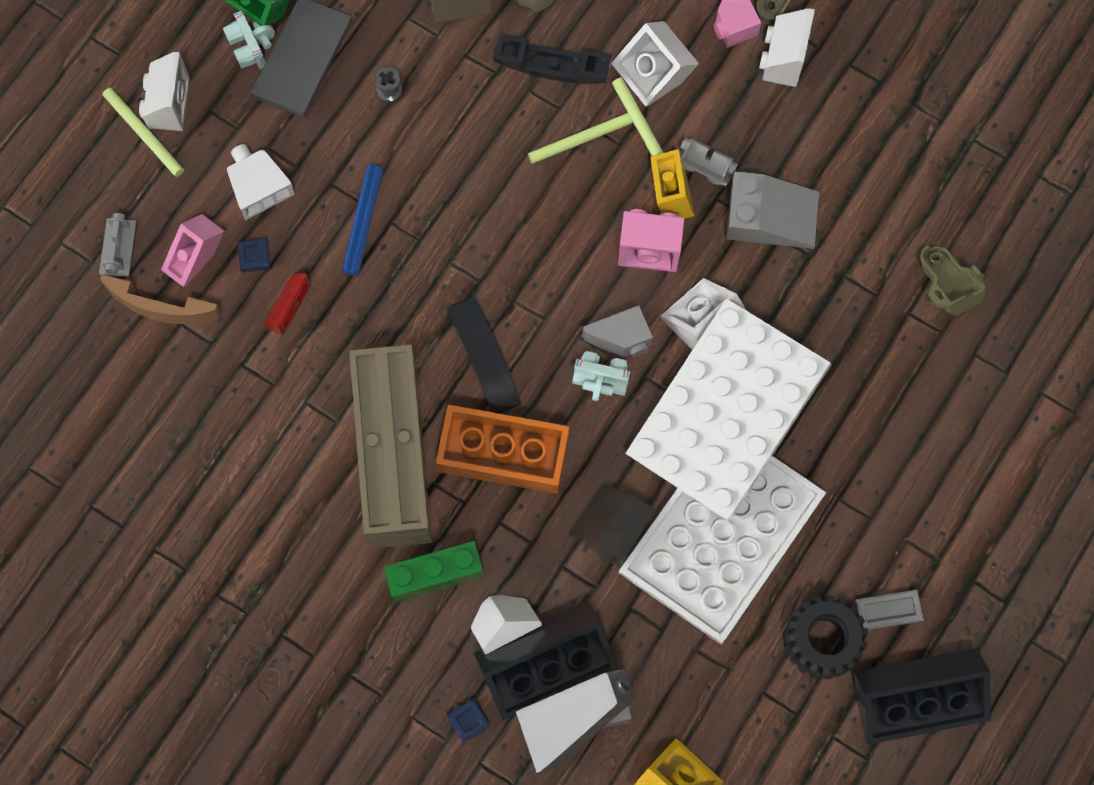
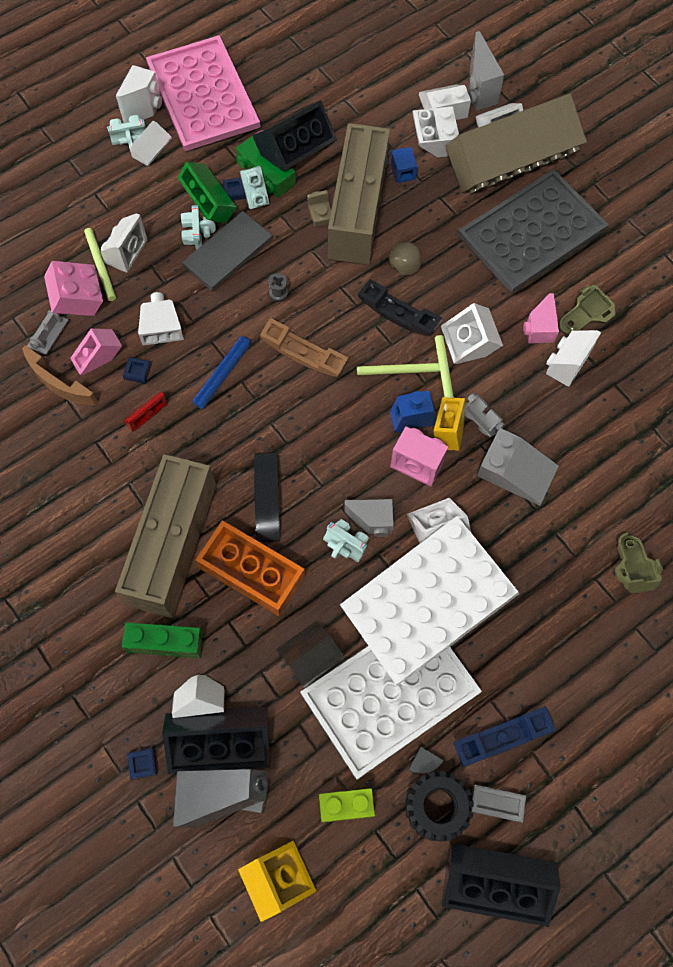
camera: 20 degrees right, 5 degrees down
(129, 178) = (73, 288): none -> bright pink brick
(453, 157) = (301, 350): none -> medium nougat slope
(624, 186) = (413, 411): none -> blue torso
(722, 676) = (346, 805): none -> lime brick
(790, 596) = (424, 762): none -> dark grey tile
(870, 533) = (504, 736): none -> dark blue slope

